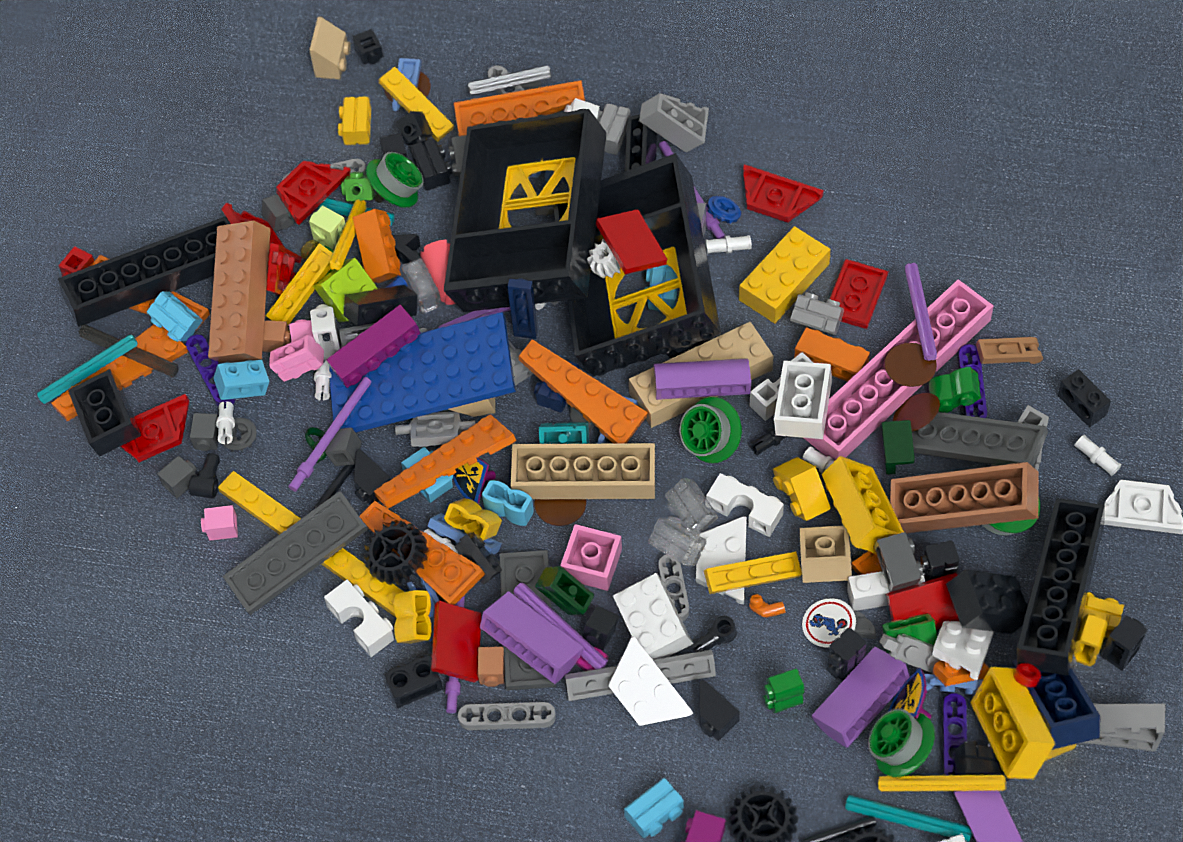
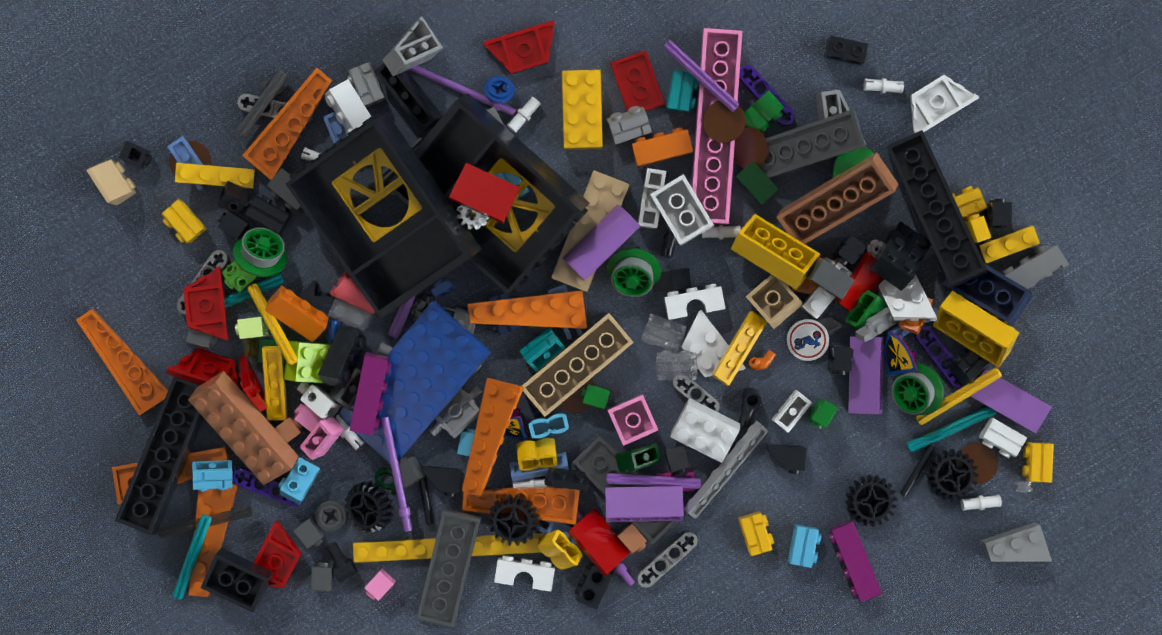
camera: 45 degrees left, 30 degrees up
(75, 261) = (99, 489): red brick -> none
(195, 188) = (130, 372): none -> orange wing
(225, 422) = (319, 519): white pin -> none
(278, 445) = (365, 510): none -> black gear
(575, 511) = (595, 396): none -> green brick
(616, 757) = (755, 533): none -> yellow brick
(645, 688) = (738, 478): white wing -> none
(744, 470) = (673, 280): none -> black slope
(753, 667) = (791, 411): none -> white brick
(803, 486) = (721, 265): yellow brick -> none
(889, 323) = (681, 92): none -> teal brick
(1009, 350) = (771, 52): medium nougat plate -> none
(1027, 675) = (964, 292): red tile -> none
(1113, 682) = (1008, 244): none -> yellow brick

